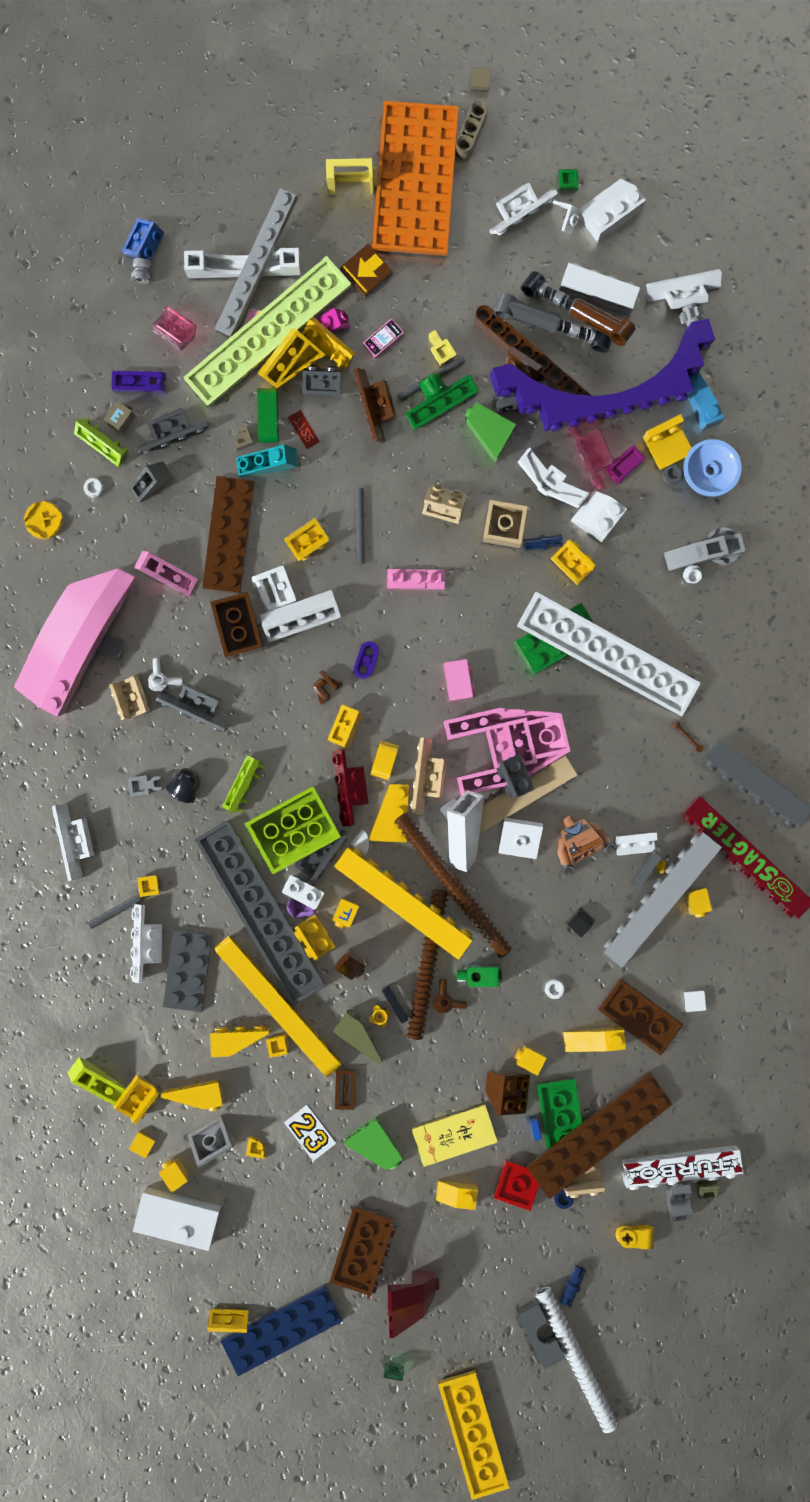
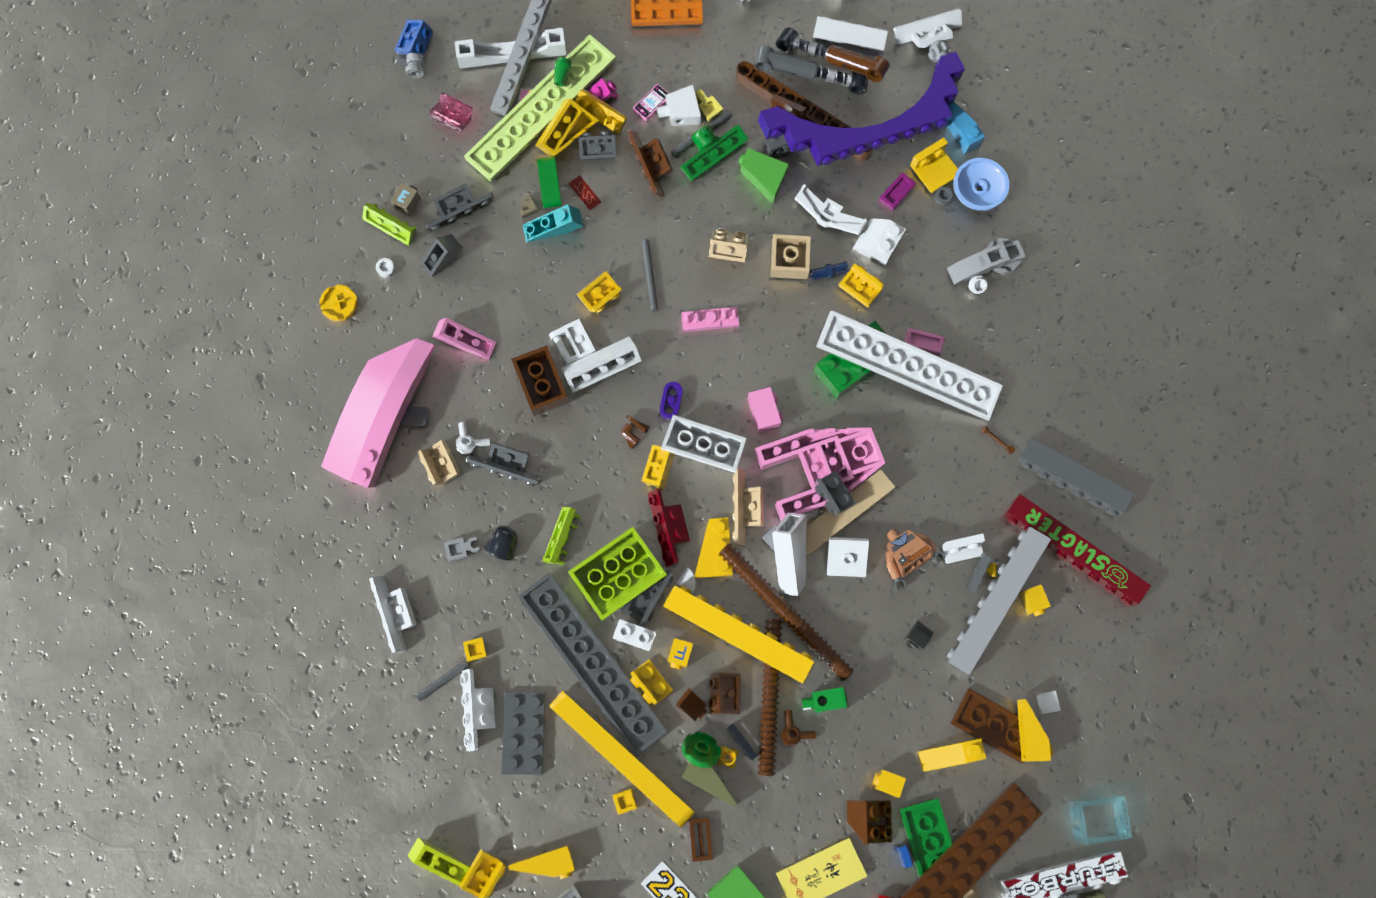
camera: 10 degrees left, 10 degrees down
(138, 381) = (421, 165): dark purple plate -> none
(228, 534) = (522, 297): reddish brown plate -> none
(229, 1042) = (574, 803): yellow slope -> none
(292, 296) = (562, 70): none -> green cone
(299, 909) = (632, 654): medium lavender plate -> none
(355, 1008) = (701, 750): none -> green tile
(366, 270) = (628, 44): reddish brown tile -> none
(384, 760) = (701, 495): yellow beam -> none
(384, 956) = (725, 693): none -> reddish brown bracket
(392, 710) = (704, 443): none -> white slope
(413, 348) = (681, 107): none -> white torso
(554, 988) = (903, 707): white tile -> none
(595, 453) = (867, 182): clear pink bracket -> none
(629, 627) = (925, 341): none -> bright pink tile
(674, 1036) = (1033, 739): none -> yellow slope
(746, 1108) = (1120, 817): none -> clear light blue window

